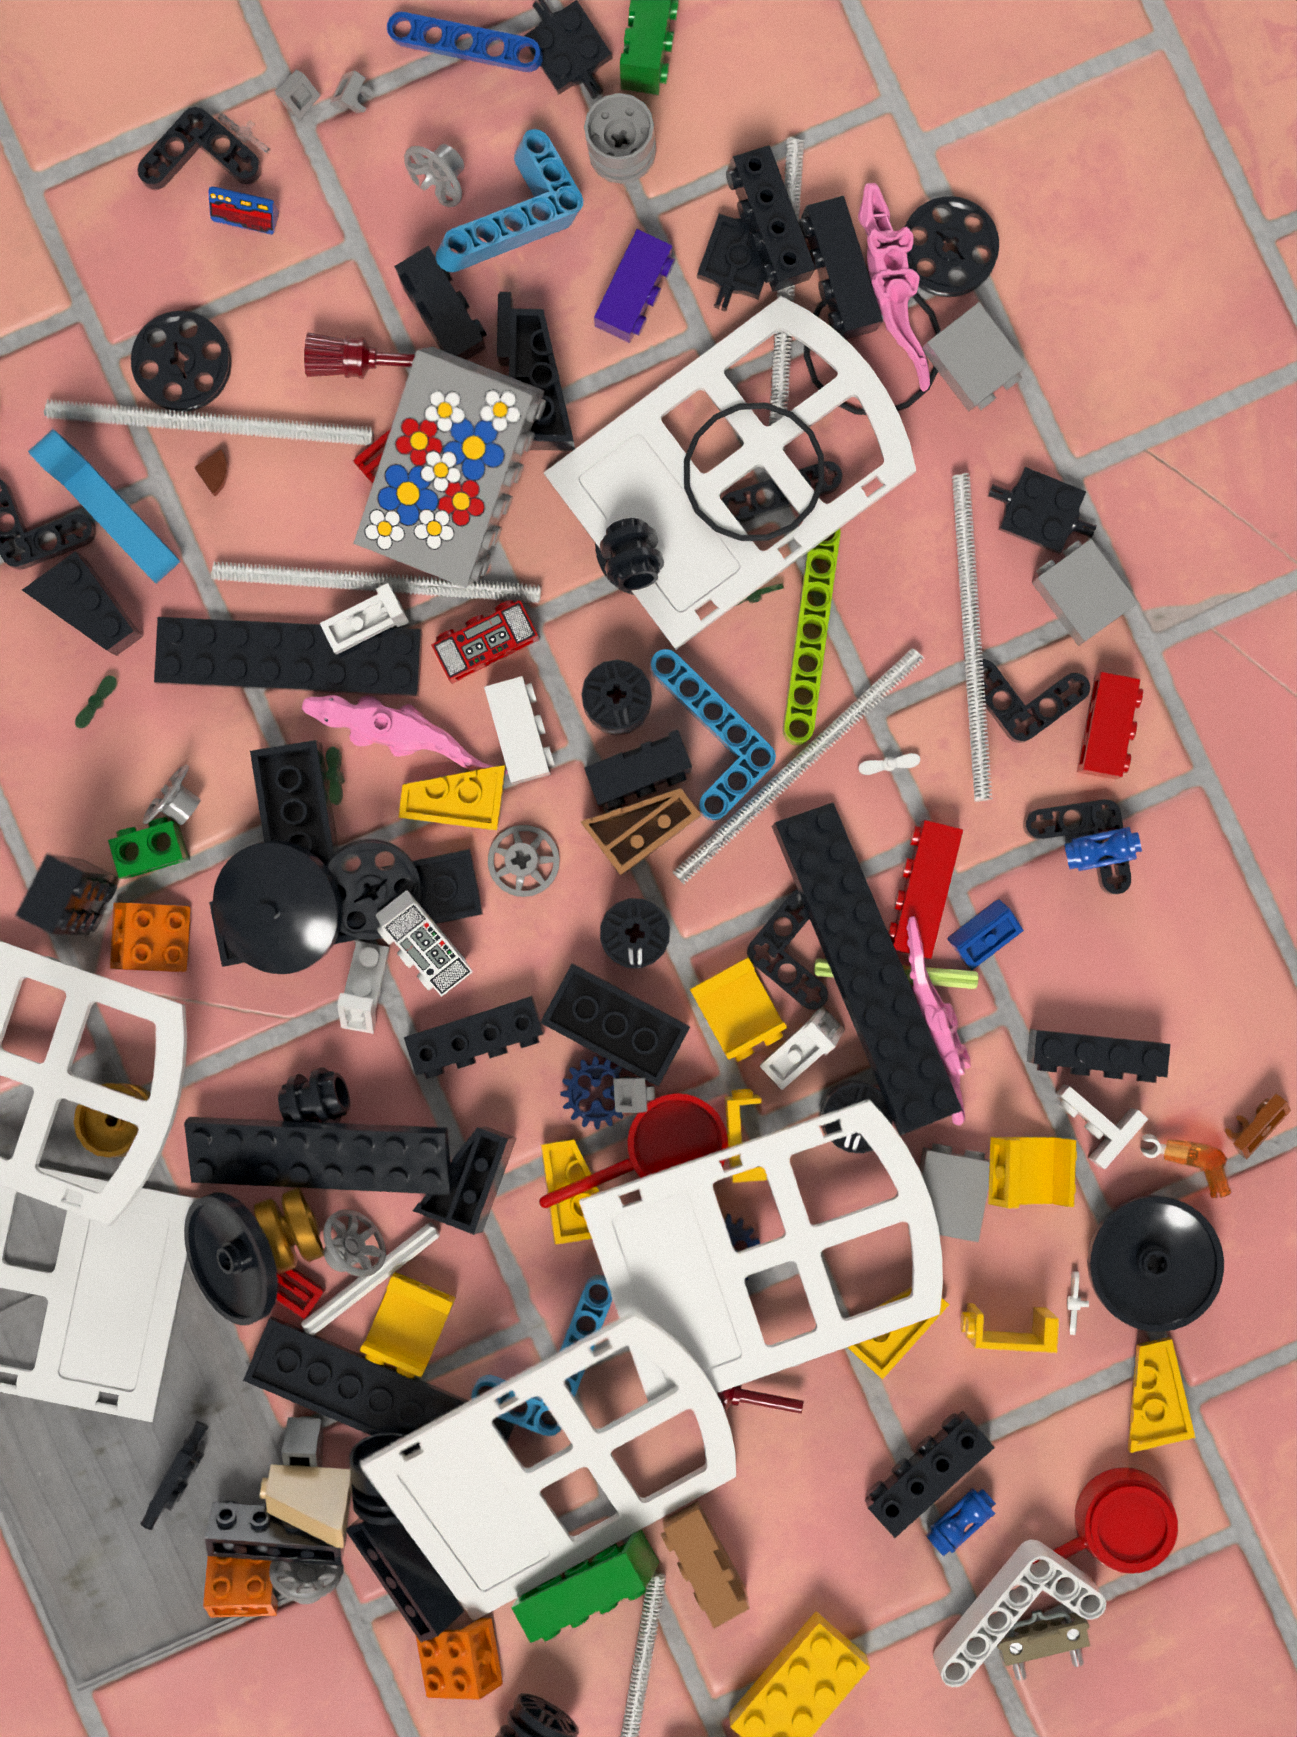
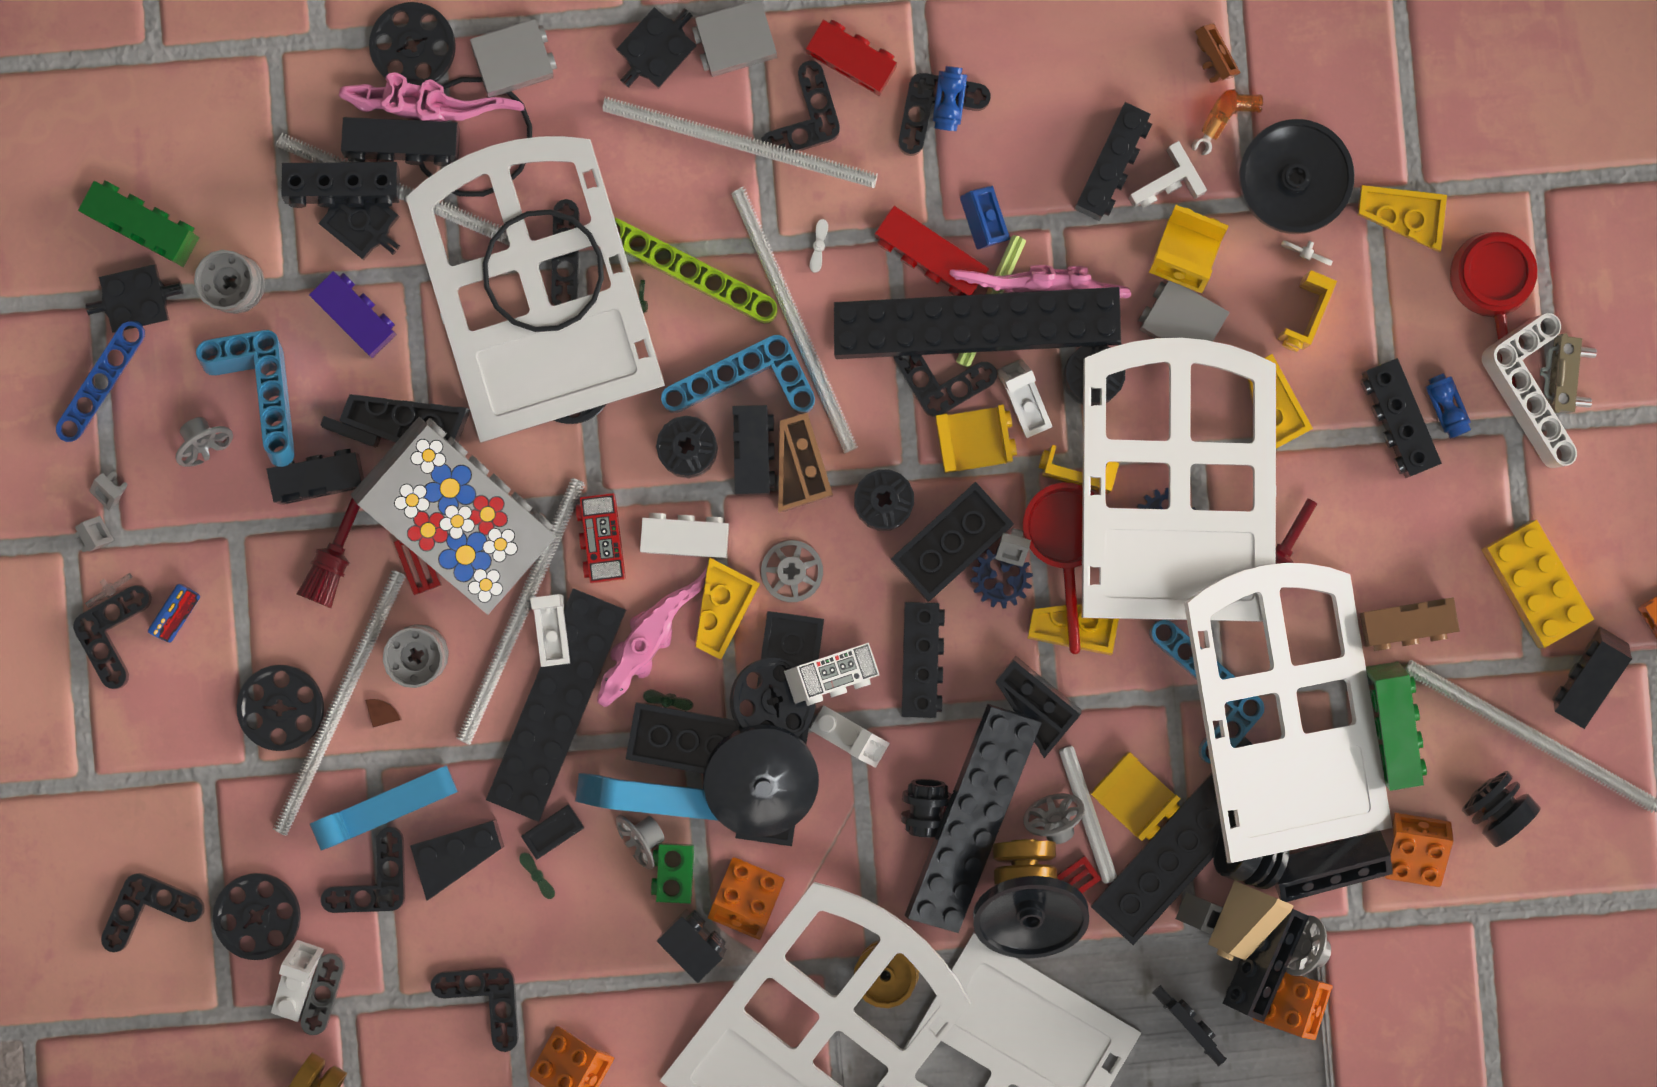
camera: 70 degrees left, 0 degrees up
(149, 702) = (552, 831): none -> black tile
(204, 753) = (642, 797): none -> dark azure beam
(268, 474) = (411, 672): none -> light grey wheel
(631, 554) = (571, 392): black piece -> none

